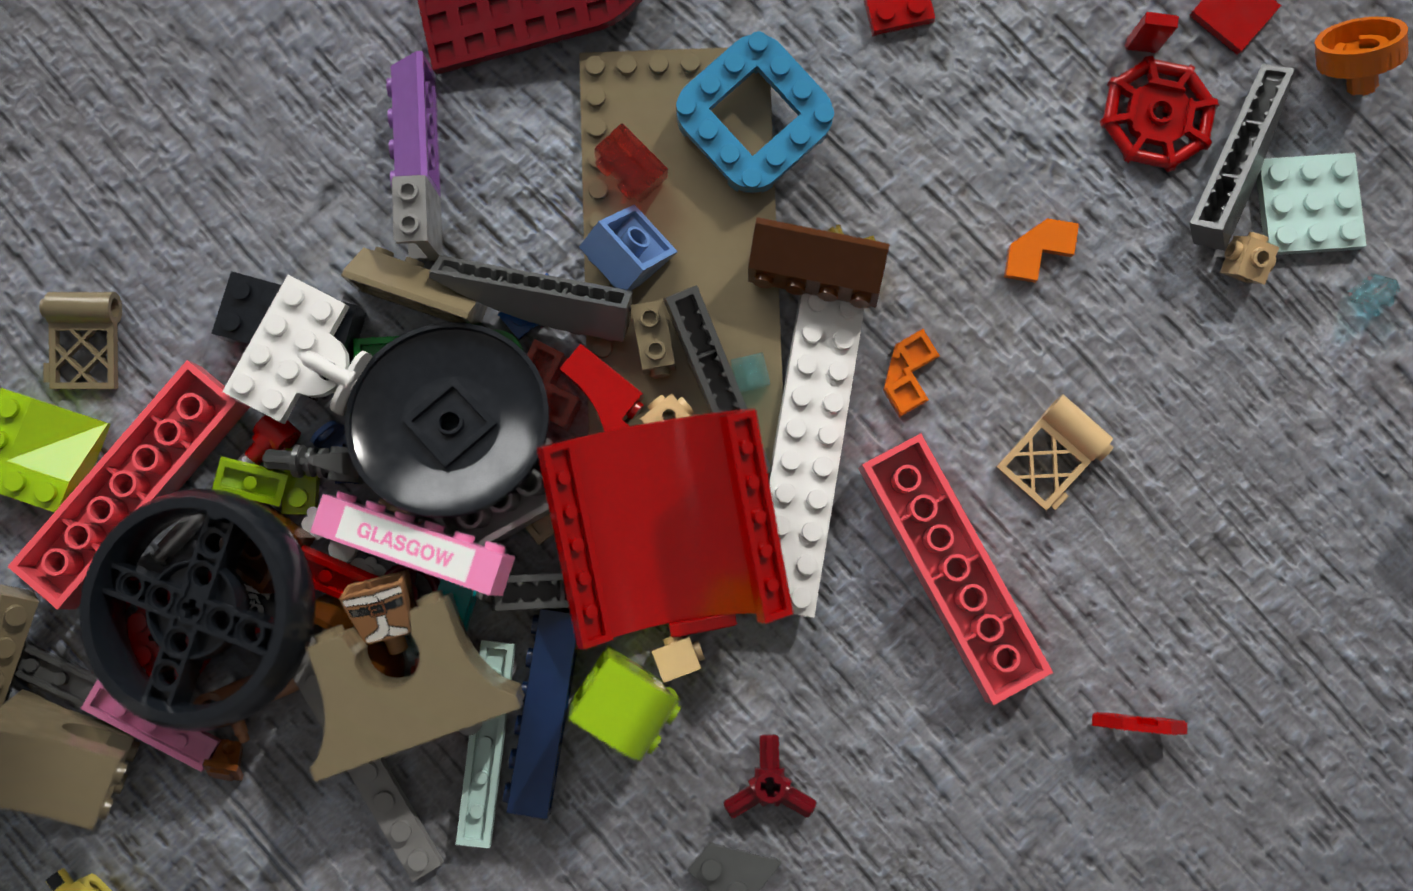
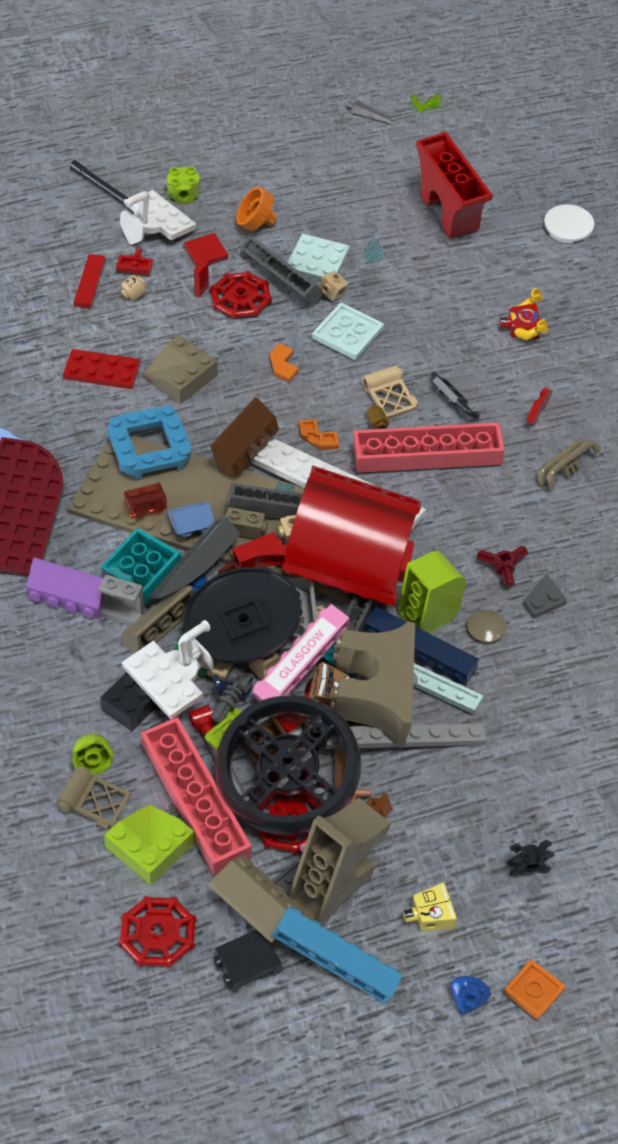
camera: 70 degrees left, 30 degrees down
(147, 302) = (92, 753): none -> lime cylinder
(506, 216) = (142, 561): none -> teal slope
(634, 800) = (486, 626): none -> dark tan dish
(940, 92) = (181, 369): none -> dark tan slope
(984, 456) = (377, 417): none -> pearl gold brick
(1035, 813) = (565, 461): none -> dark tan piece
(1098, 563) = (453, 395): none -> black plate
(1161, 327) = (348, 331): none -> light aqua plate
(1334, 623) = (525, 319): none -> torso

